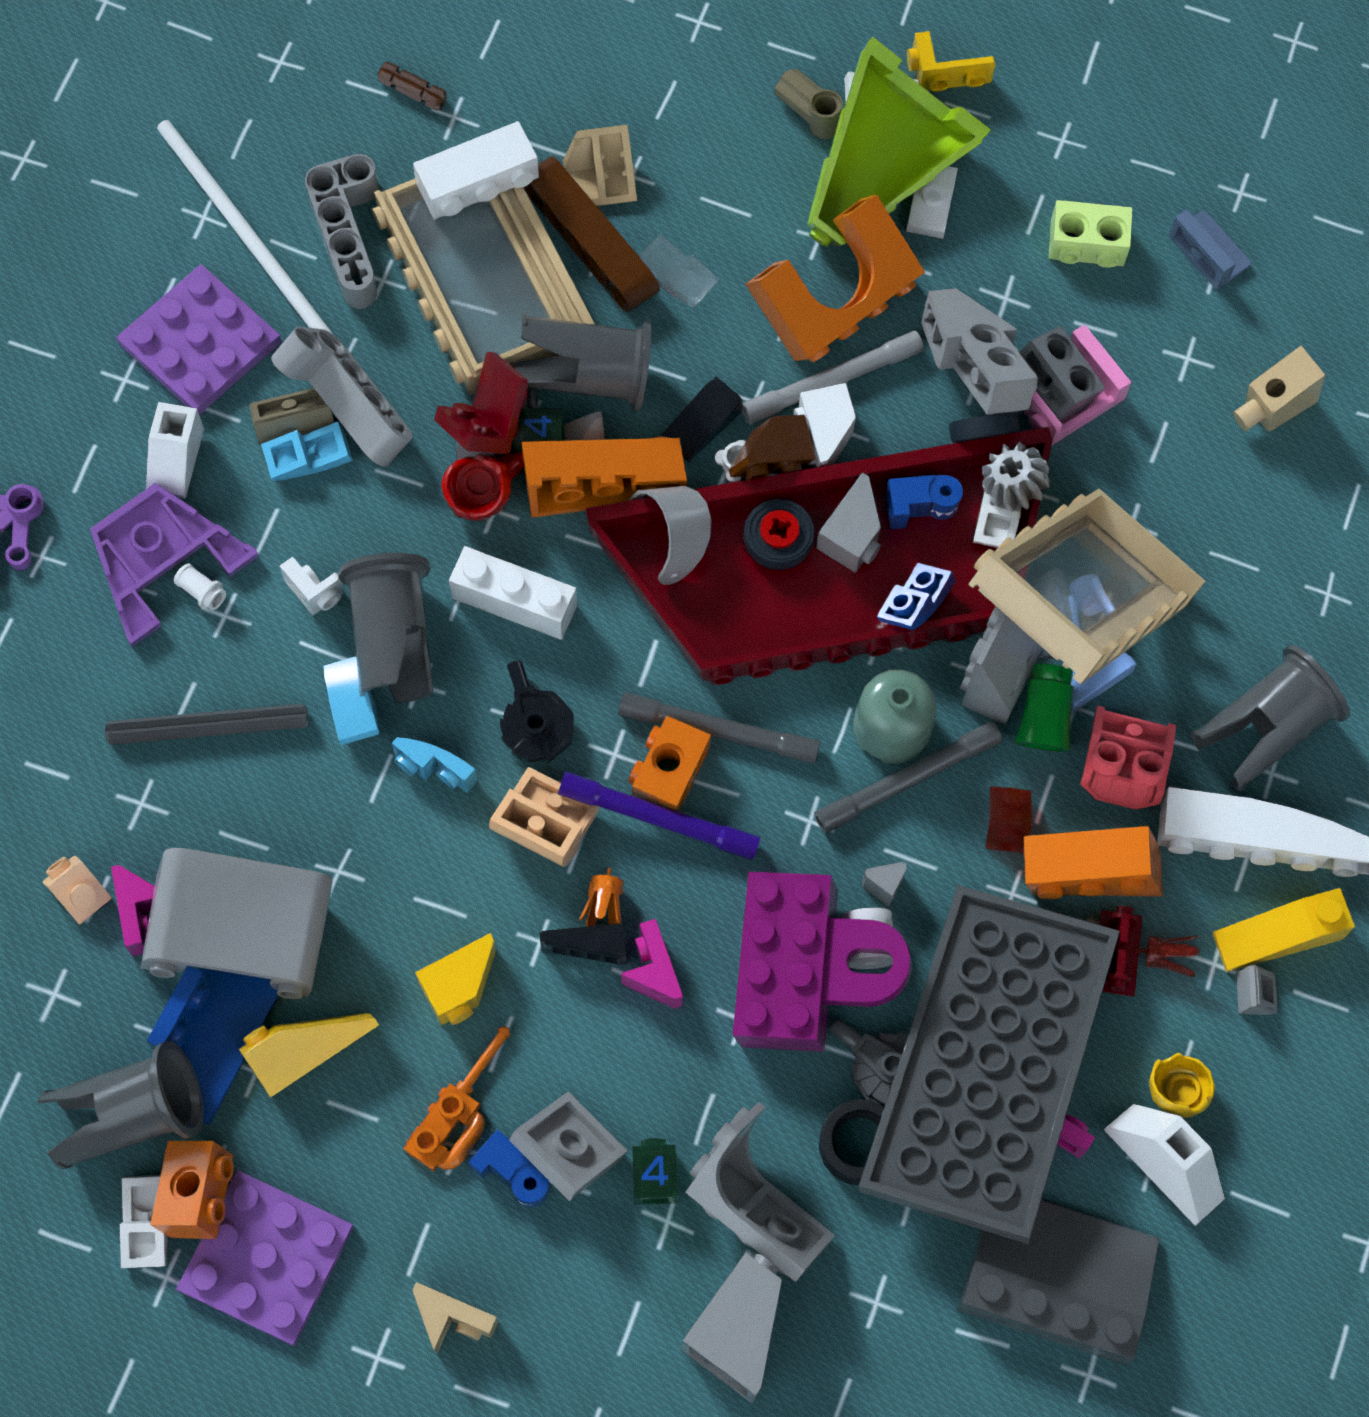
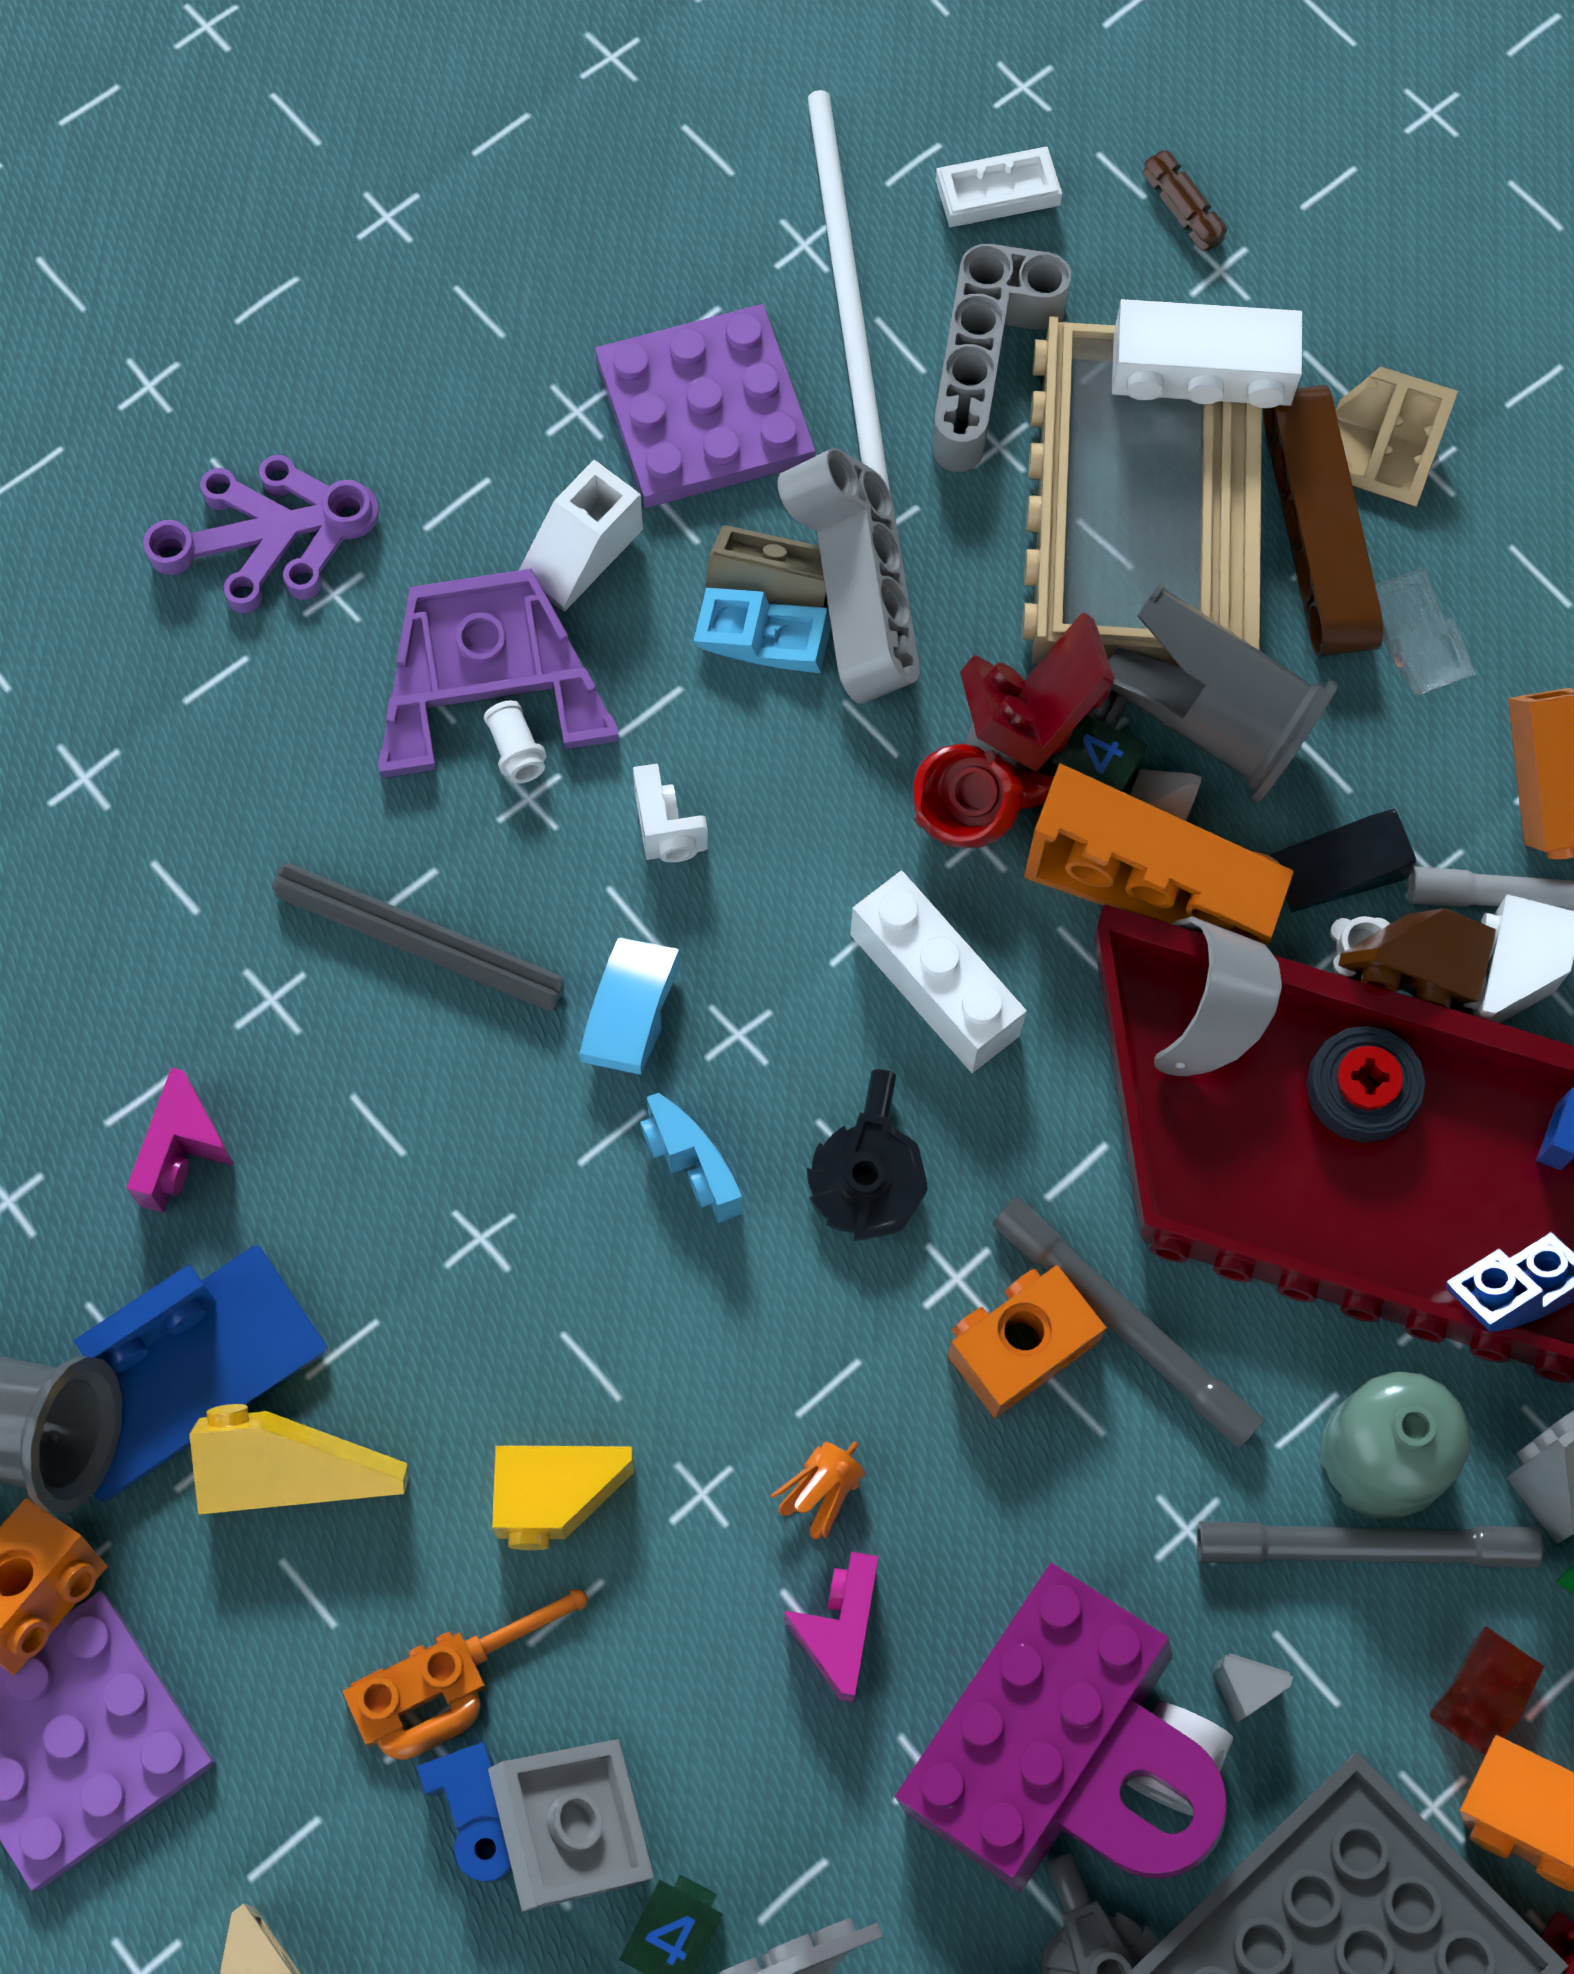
camera: 30 degrees right, 0 degrees up
(76, 888) = (114, 1071): light nougat bracket -> none
(237, 919) = (290, 1237): light grey windscreen -> none
(300, 129) = (998, 186): none -> white plate
(390, 623) = (738, 927): dark grey piece -> none
(542, 819) = (804, 1318): light nougat brick -> none
(595, 794) = (1044, 1486): dark purple piece -> none
(595, 943) = (776, 1542): black slope -> none
(853, 528) = (1480, 1131): light grey slope -> none

